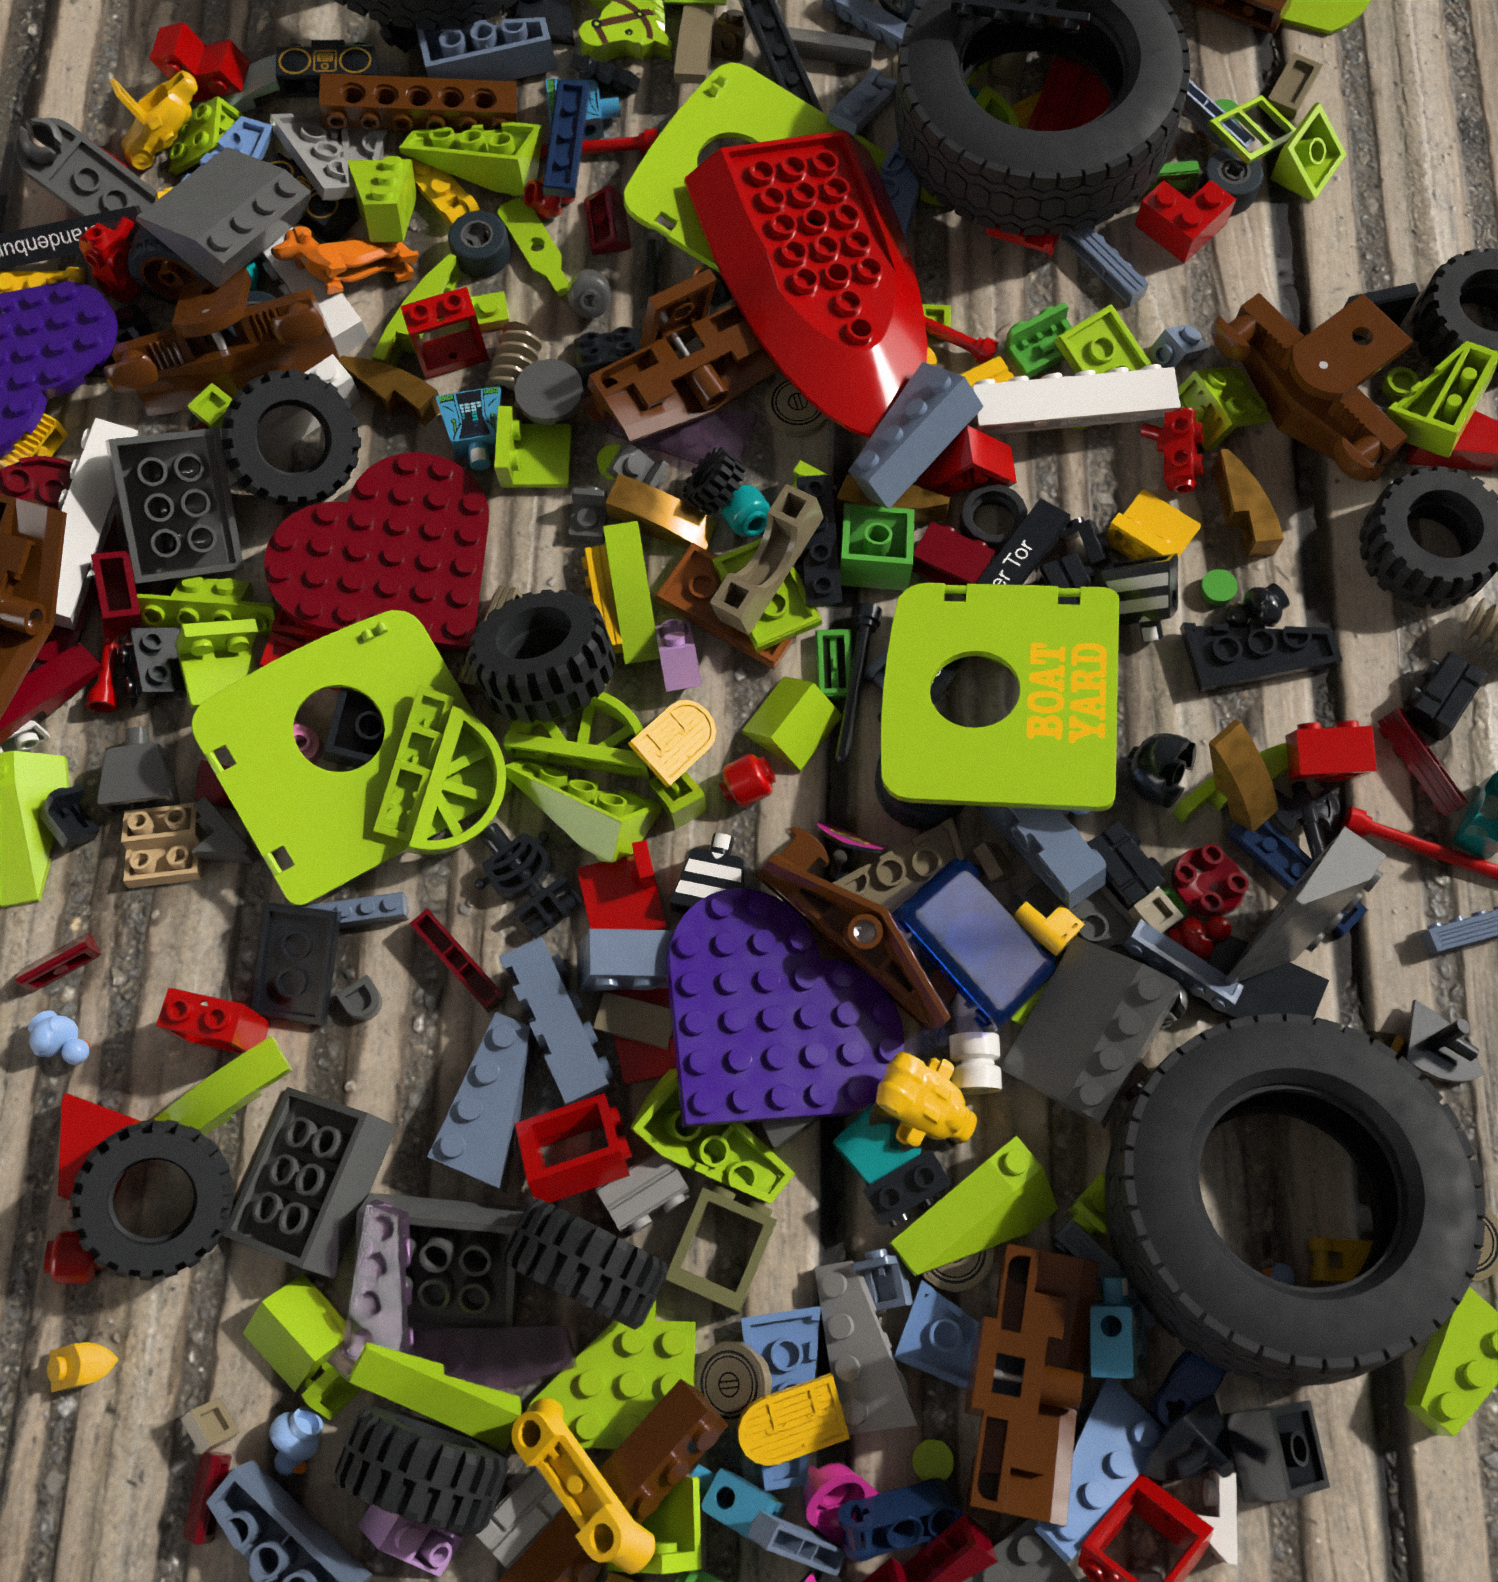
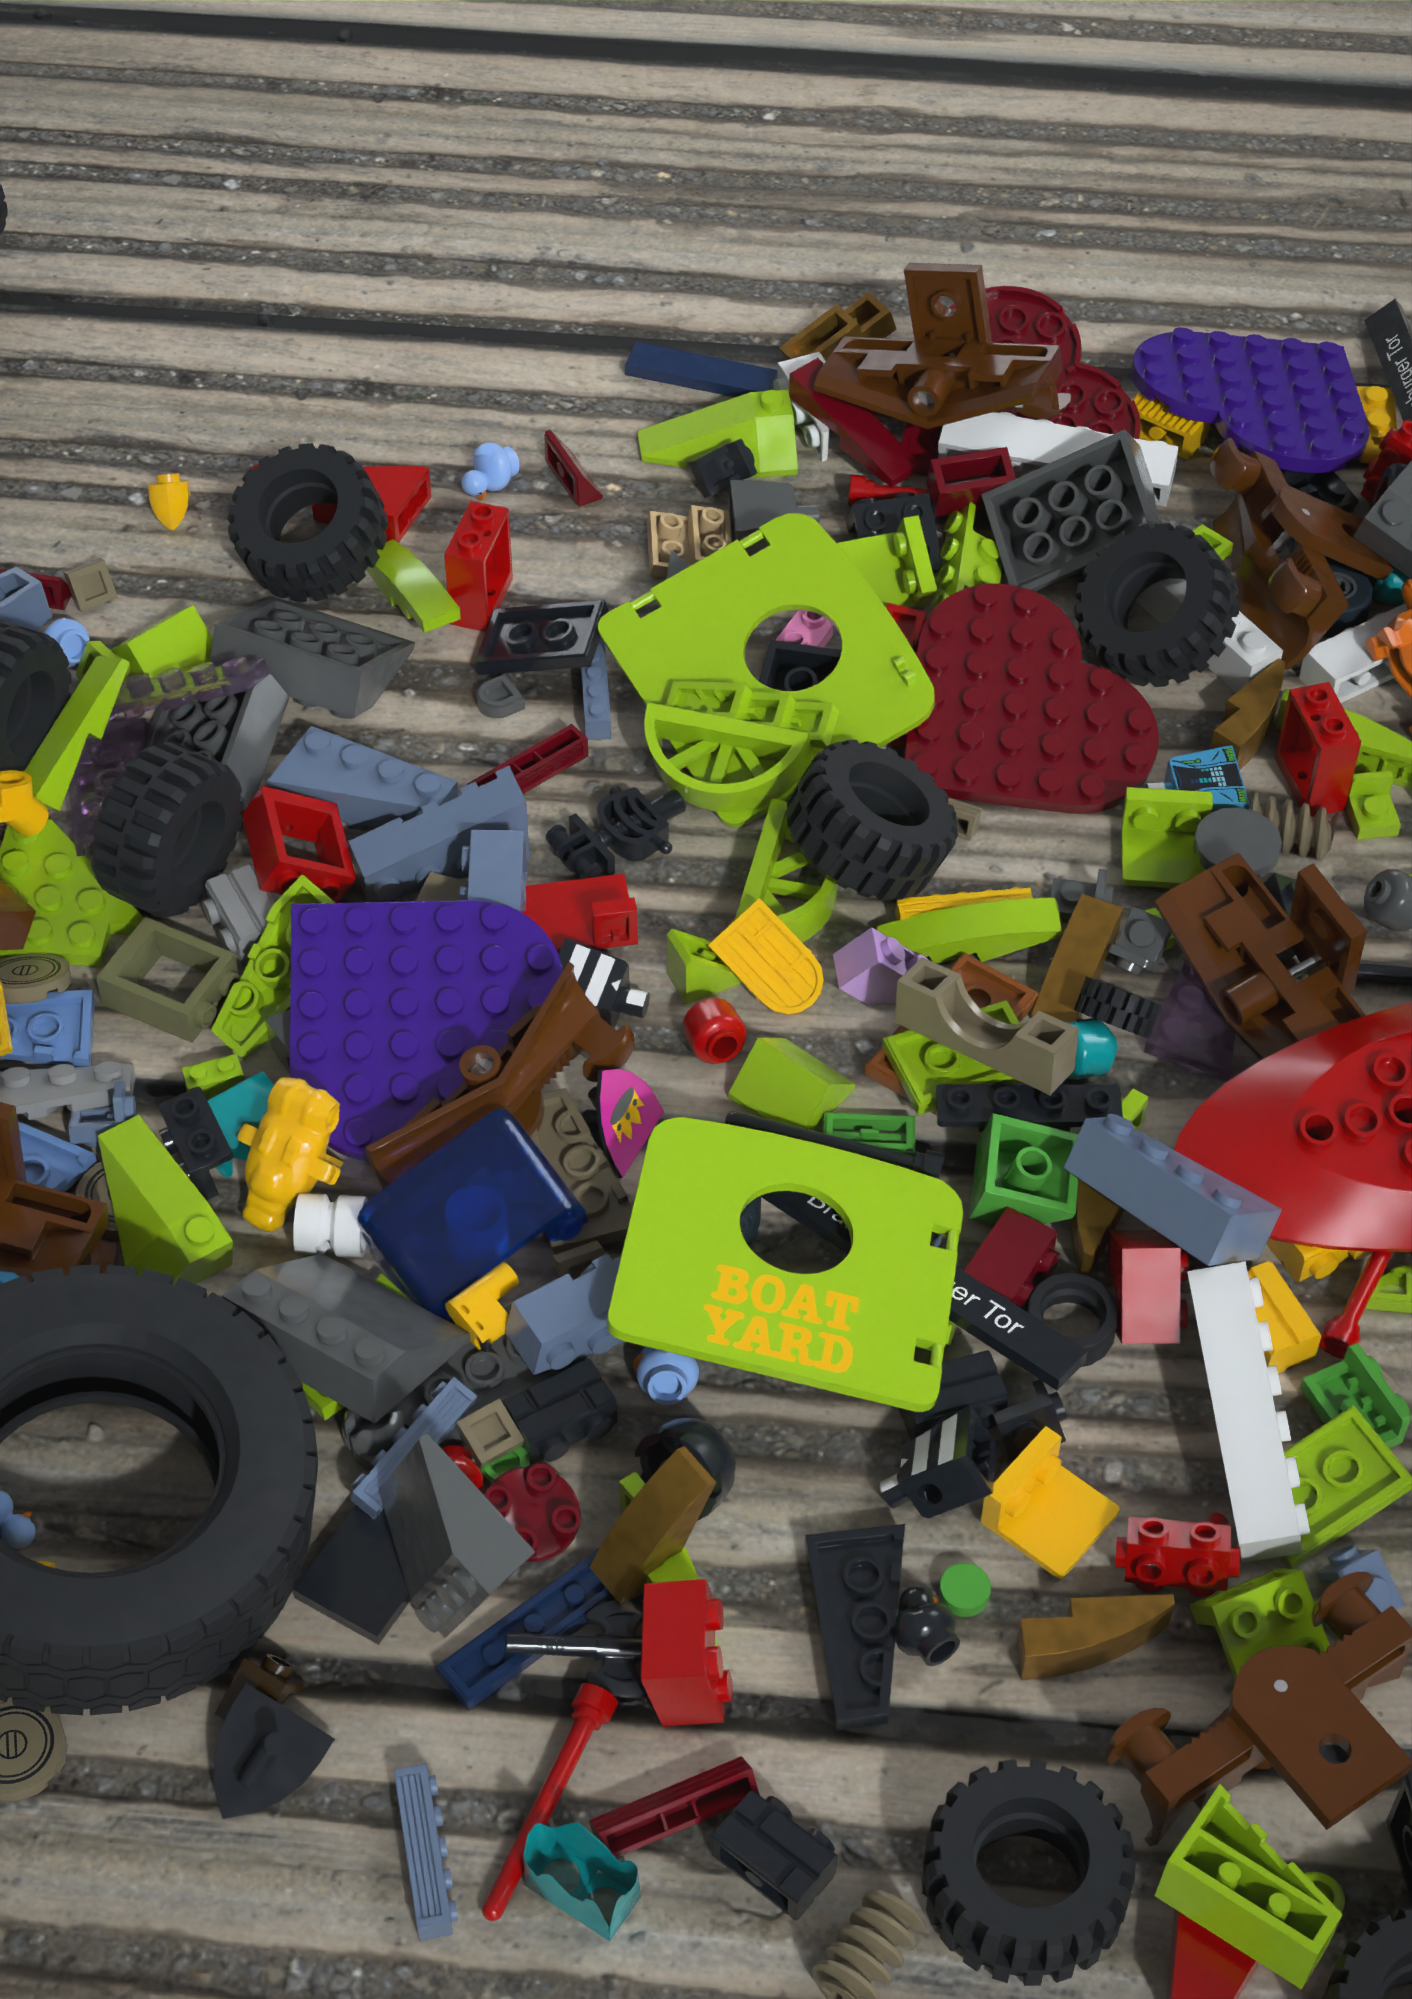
camera: 90 degrees right, 20 degrees down
(591, 816) = (696, 877): lime wedge -> none
(824, 1191) = (214, 1075): none -> lime piece

